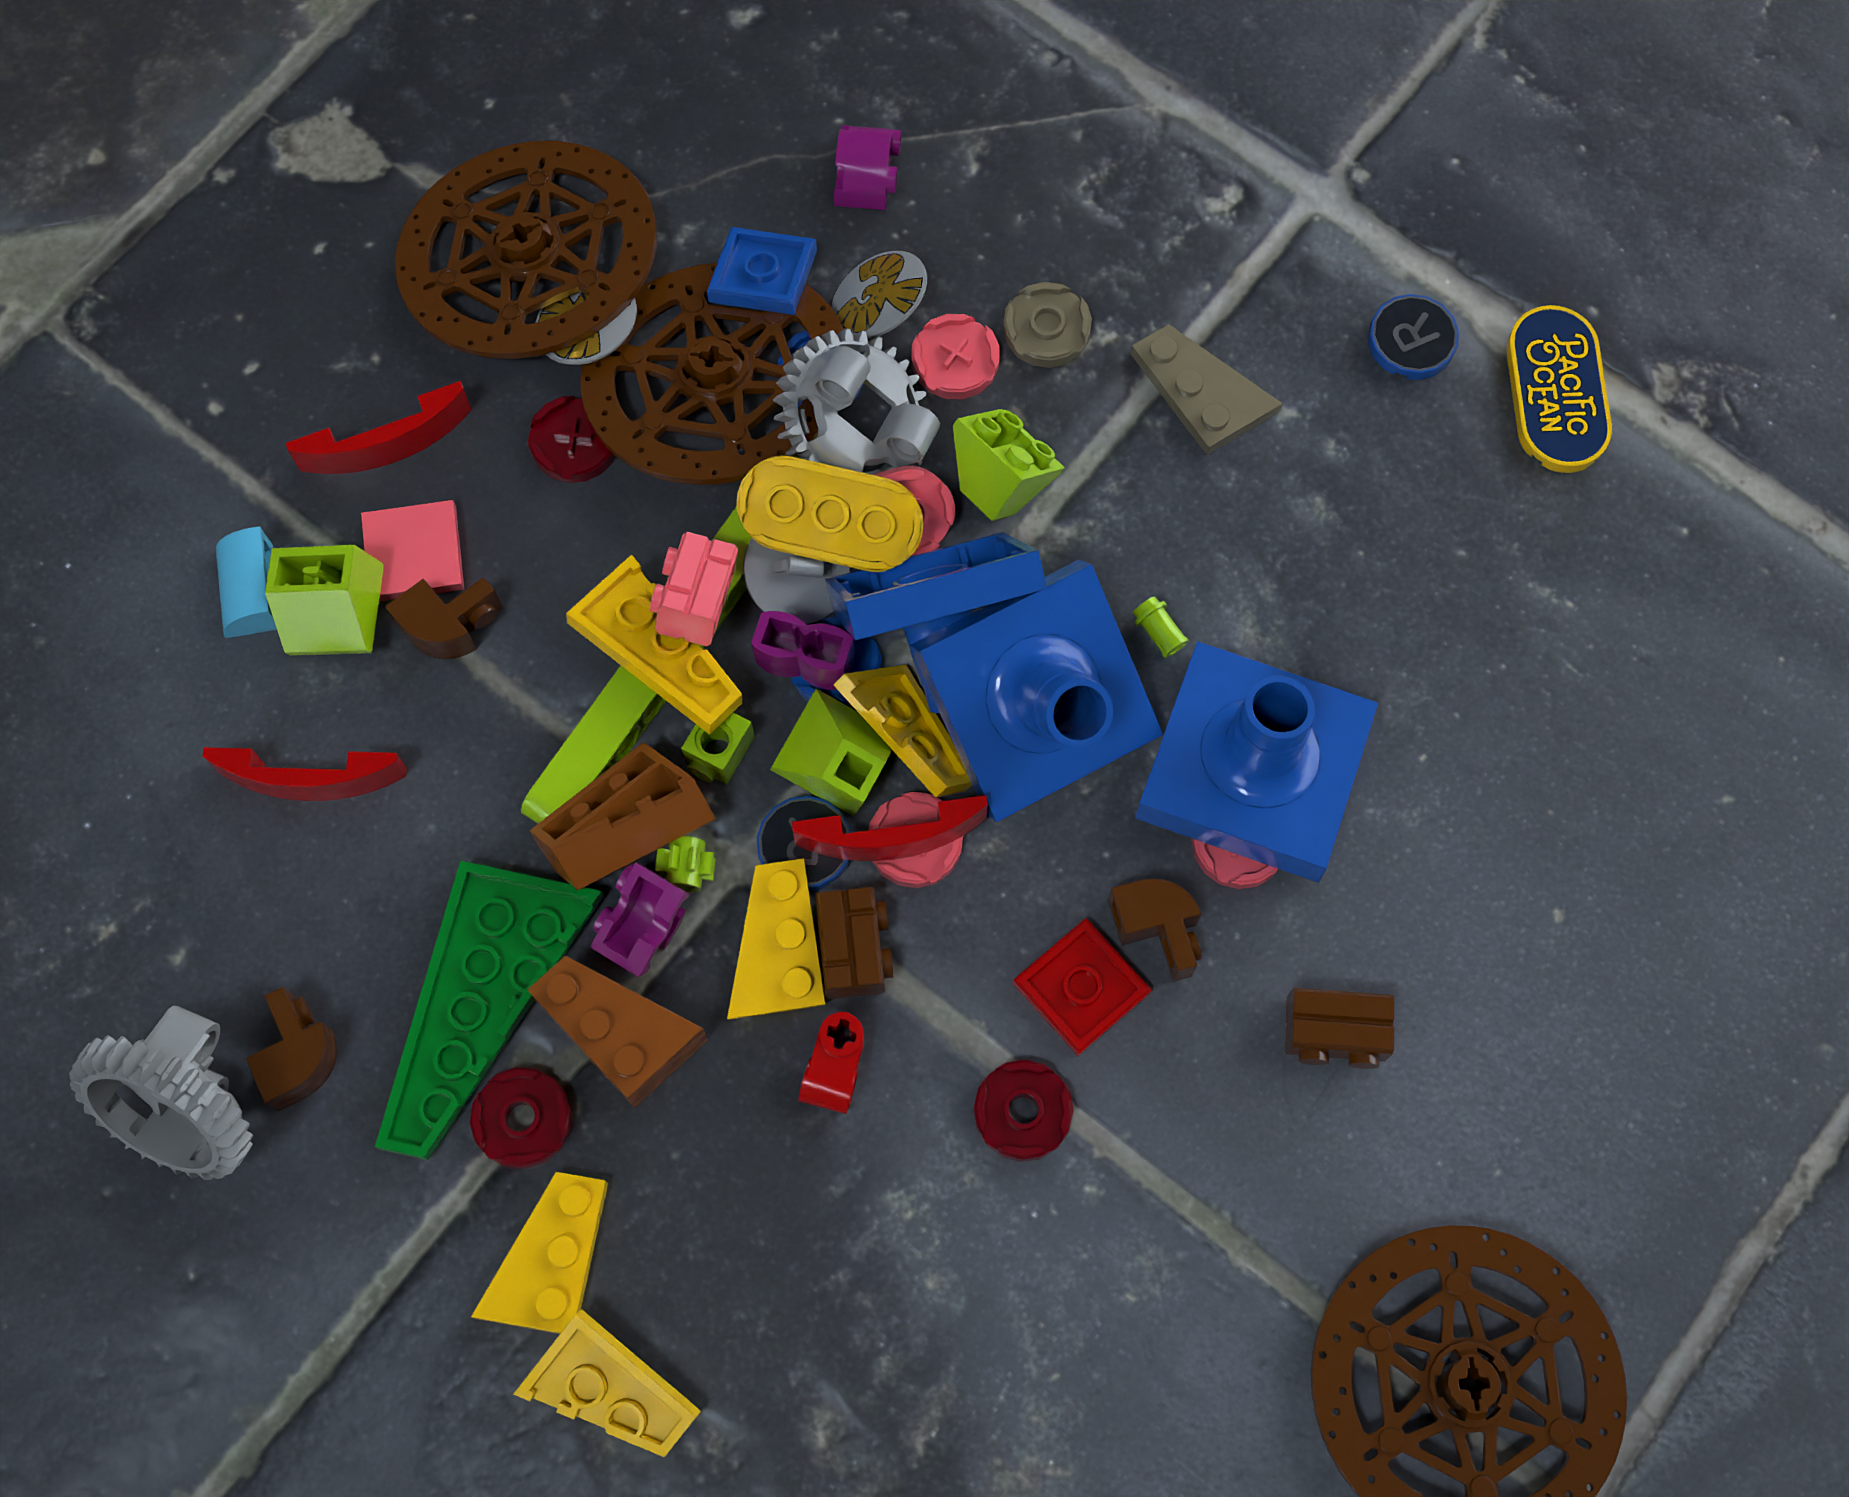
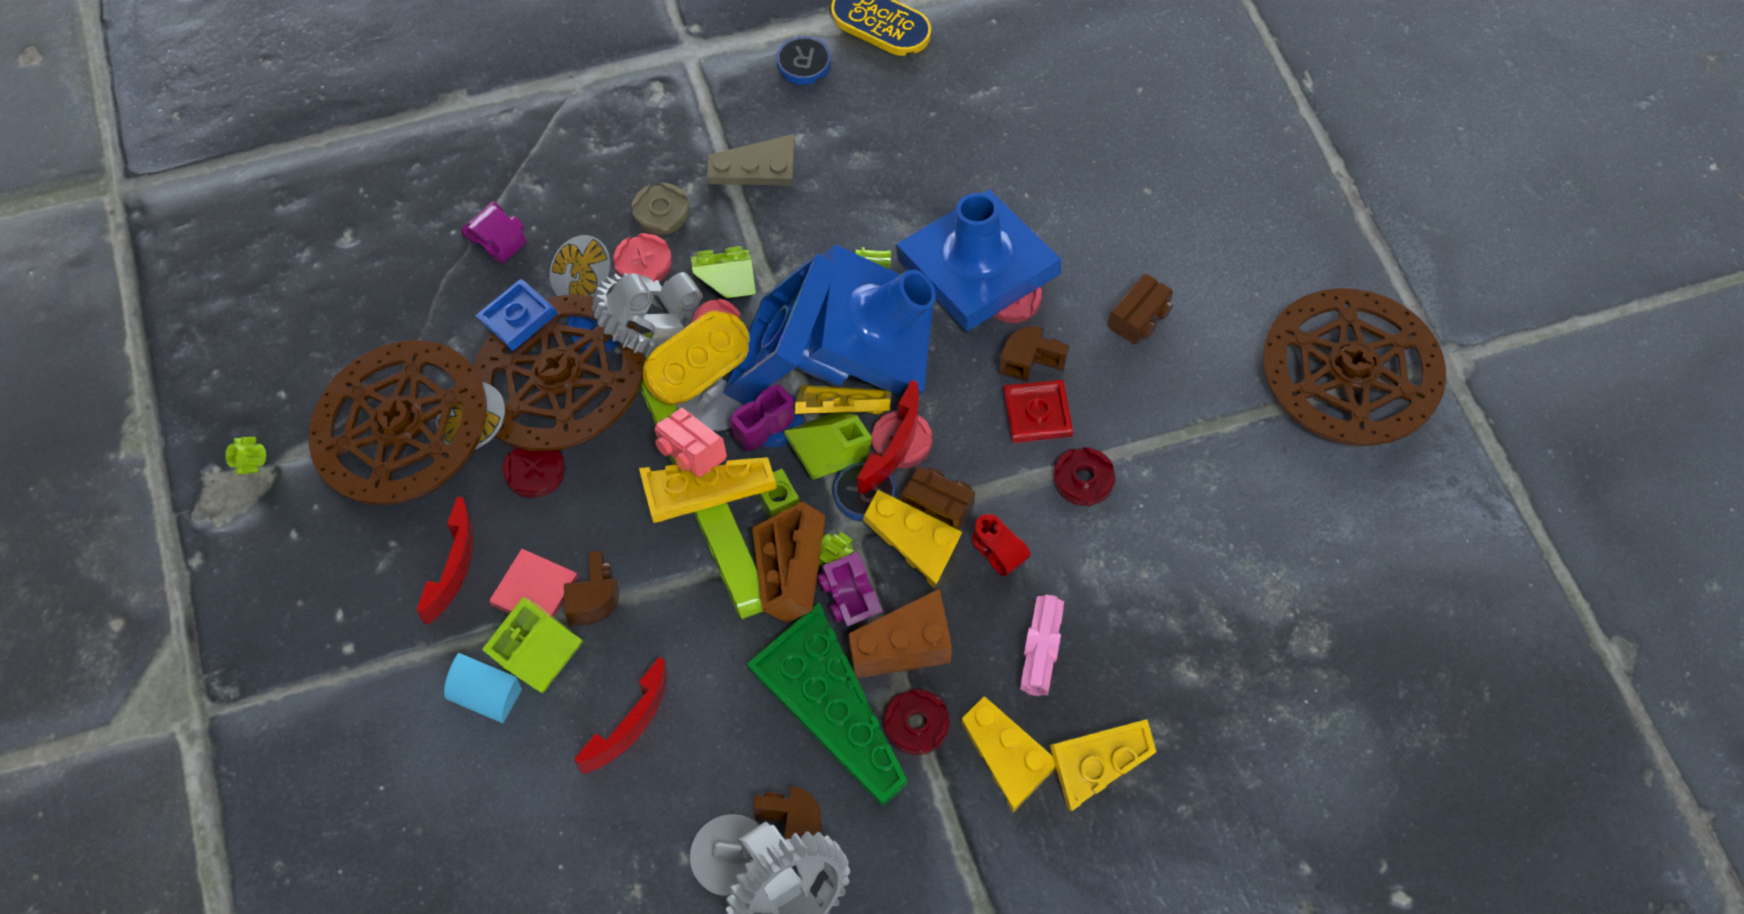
camera: 55 degrees left, 10 degrees down
(222, 990) = (717, 853): none -> light grey shield
(372, 125) = (245, 455): none -> lime gear
(724, 1210) = (1042, 645): none -> bright pink piece

